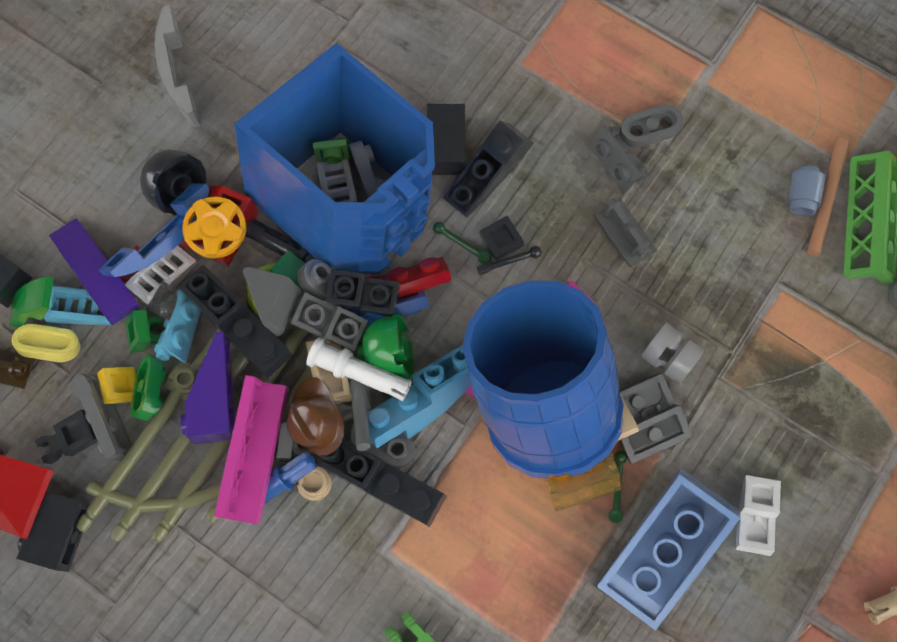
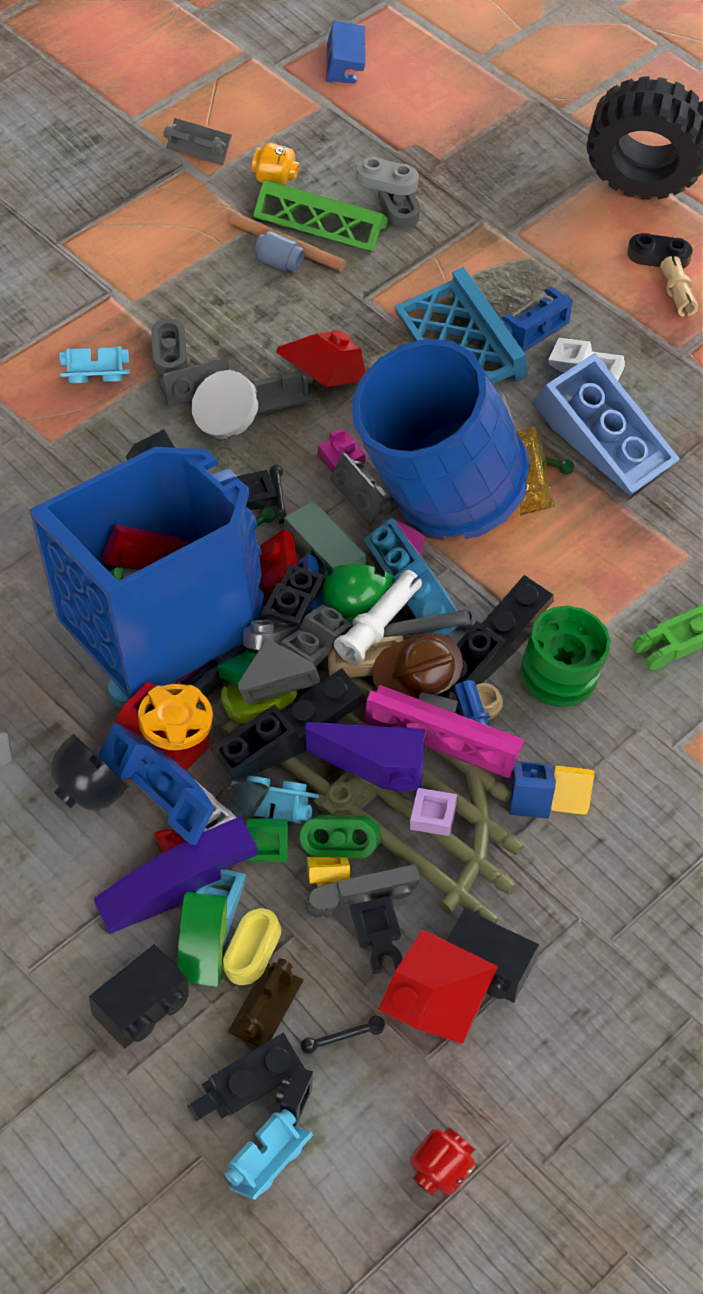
camera: 85 degrees left, 20 degrees down
(167, 457) = (433, 812): none -> lavender plate
(229, 540) = (532, 789): none -> blue slope
(232, 576) = (572, 790): none -> yellow slope
(339, 541) = (564, 656): none -> green wheel
(376, 152) = (138, 547): none -> red hinge
(448, 312) = (321, 538): none -> sand green brick
(589, 188) = (224, 404): none -> white tile
(609, 82) = (81, 367): none -> medium azure hinge
(666, 259) = (326, 357): none -> red slope
(771, 405) = (481, 316): none -> dark azure fence
(798, 454) = (540, 320): none -> blue hinge

